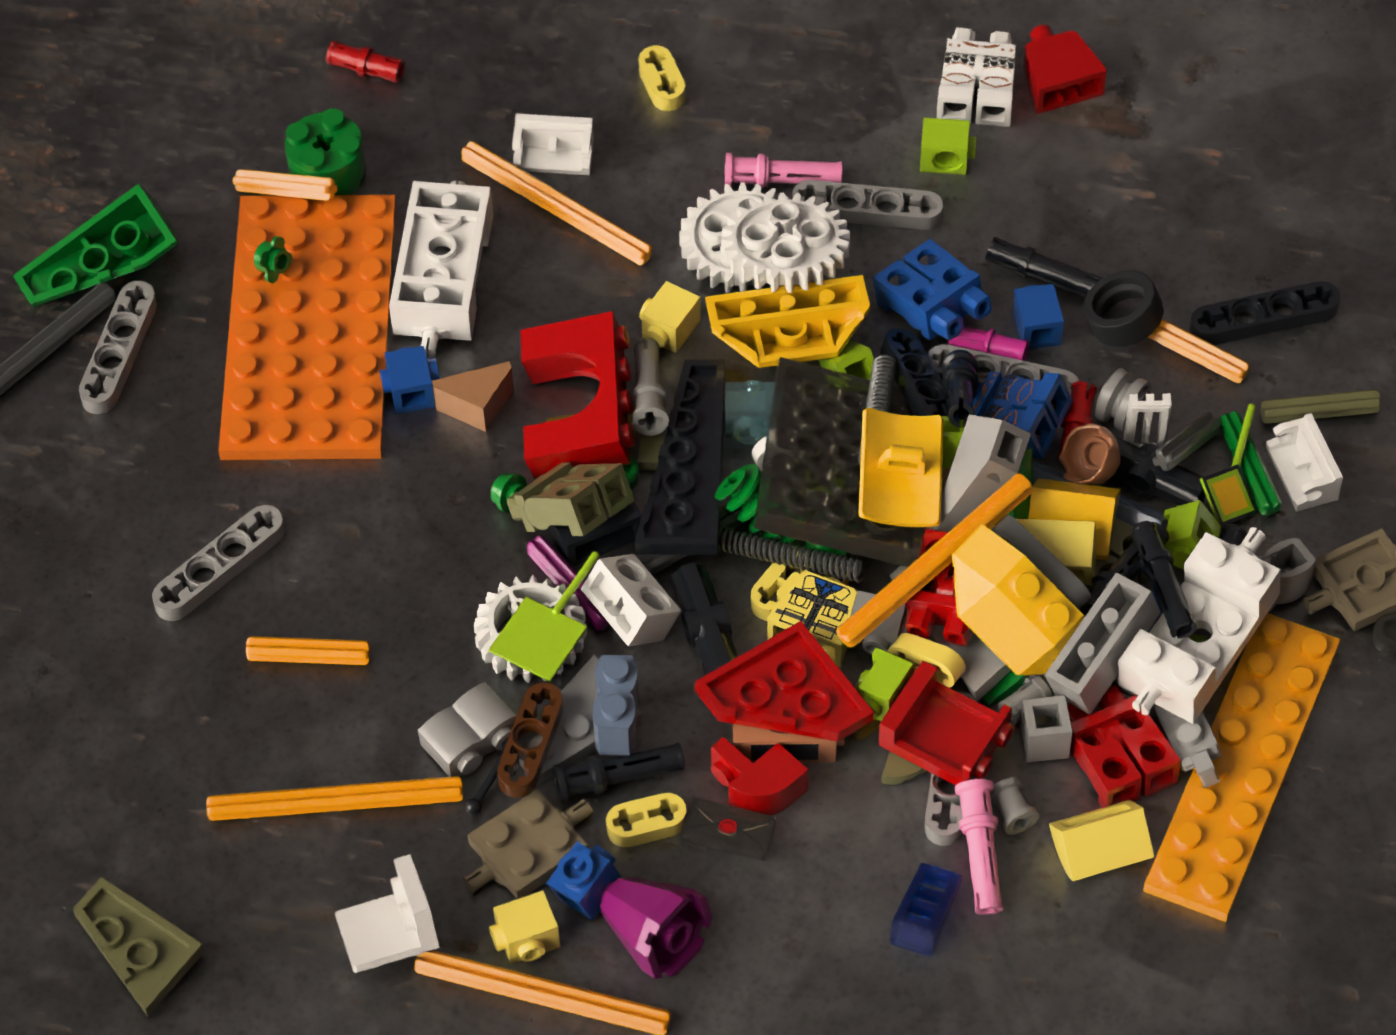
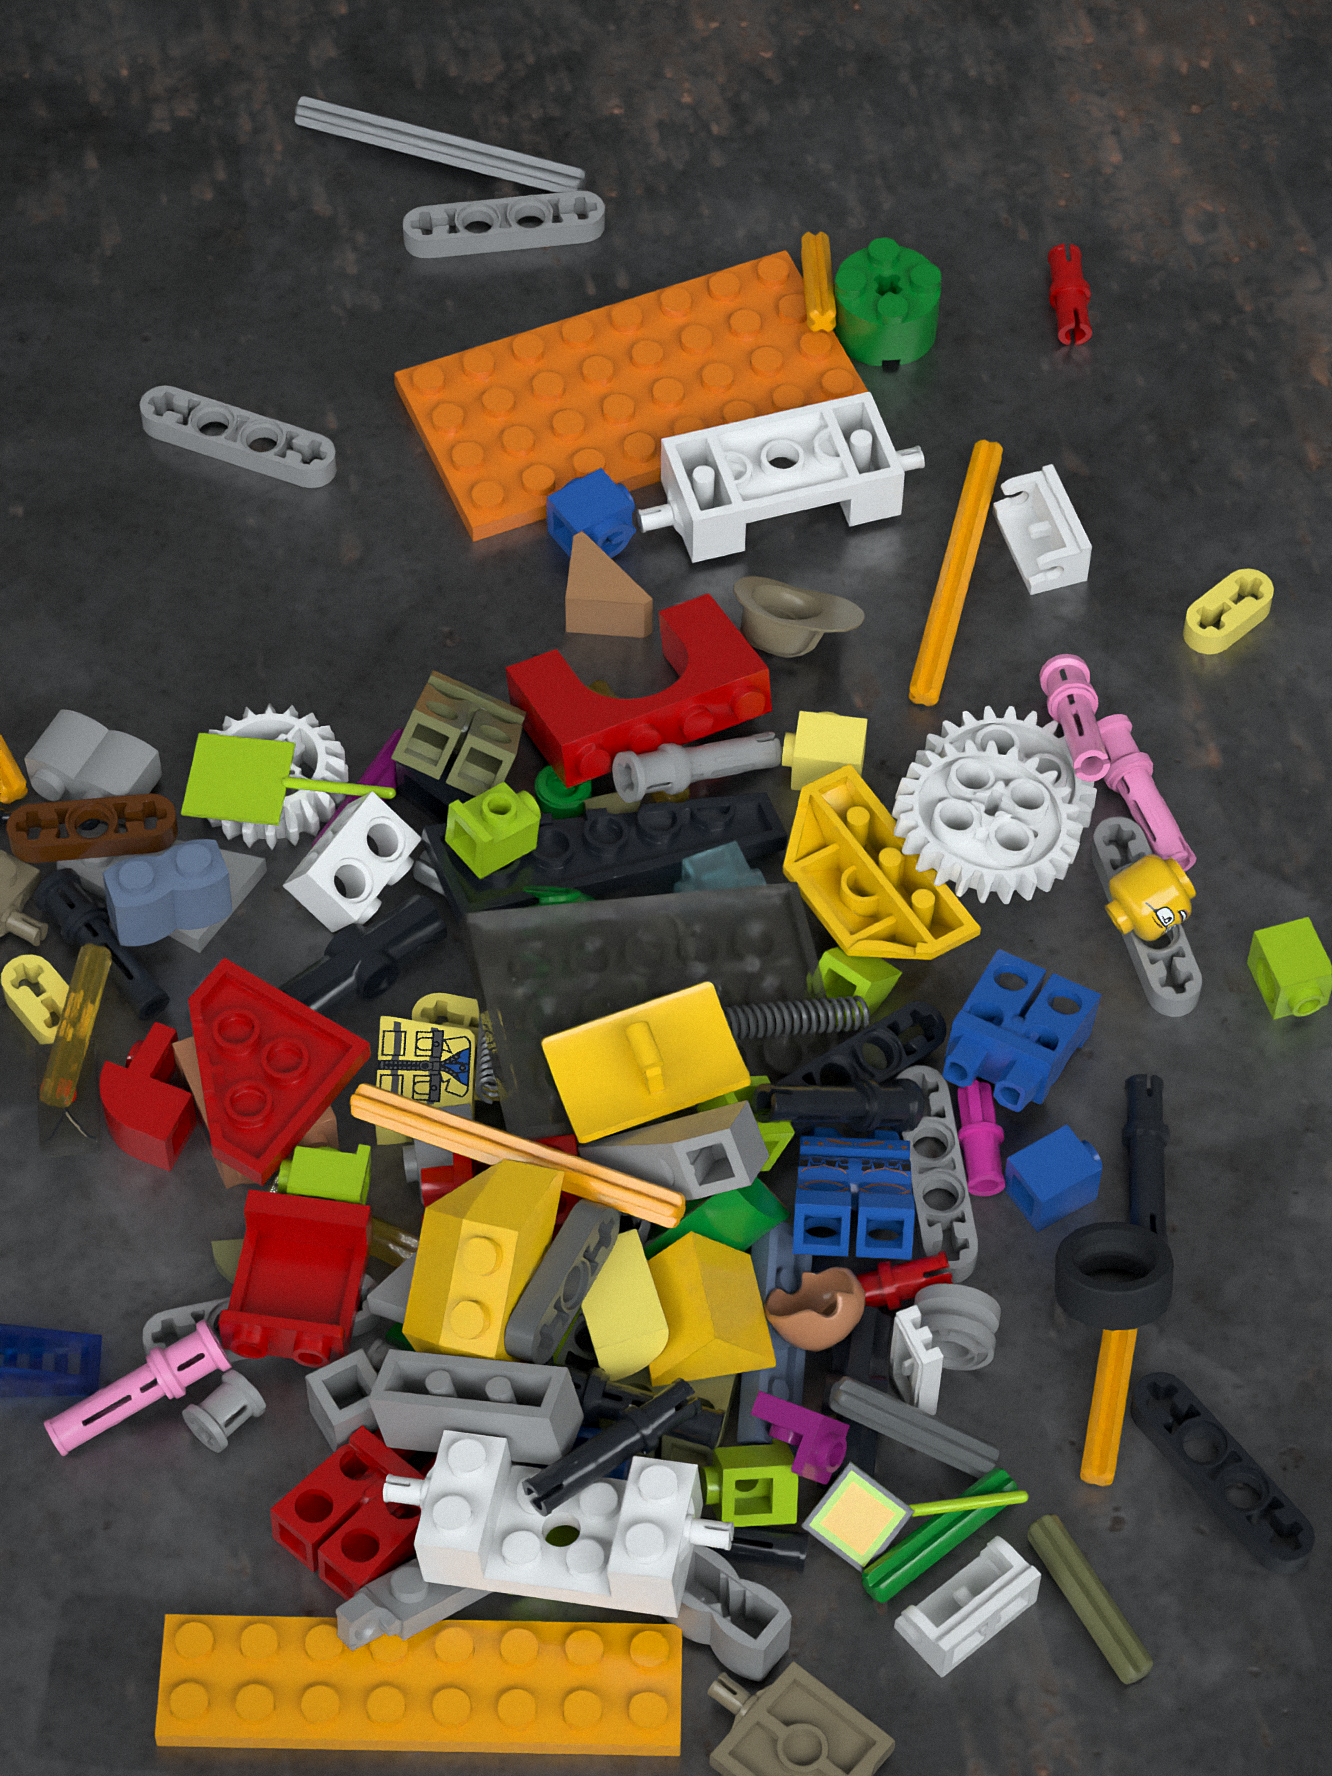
camera: 65 degrees right, 0 degrees up
(109, 245) = (634, 149): green wedge -> none
(272, 258) = (687, 293): green plate -> none
(308, 650) = (149, 569): light orange axle -> none
(504, 487) = (473, 672): green plate -> none
(557, 292) = (790, 618): none -> dark tan piece
(664, 491) = (493, 828): none -> lime brick
(686, 798) = (75, 1026): none -> clear yellow axle
(705, 175) = (1077, 714): none -> bright pink pin
(873, 187) = (1150, 897): none -> yellow head
(915, 649) = (391, 1220): light yellow beam -> none
(1102, 840) = (214, 1538): light yellow brick -> none
(1169, 493) = (818, 1437): none -> magenta bracket

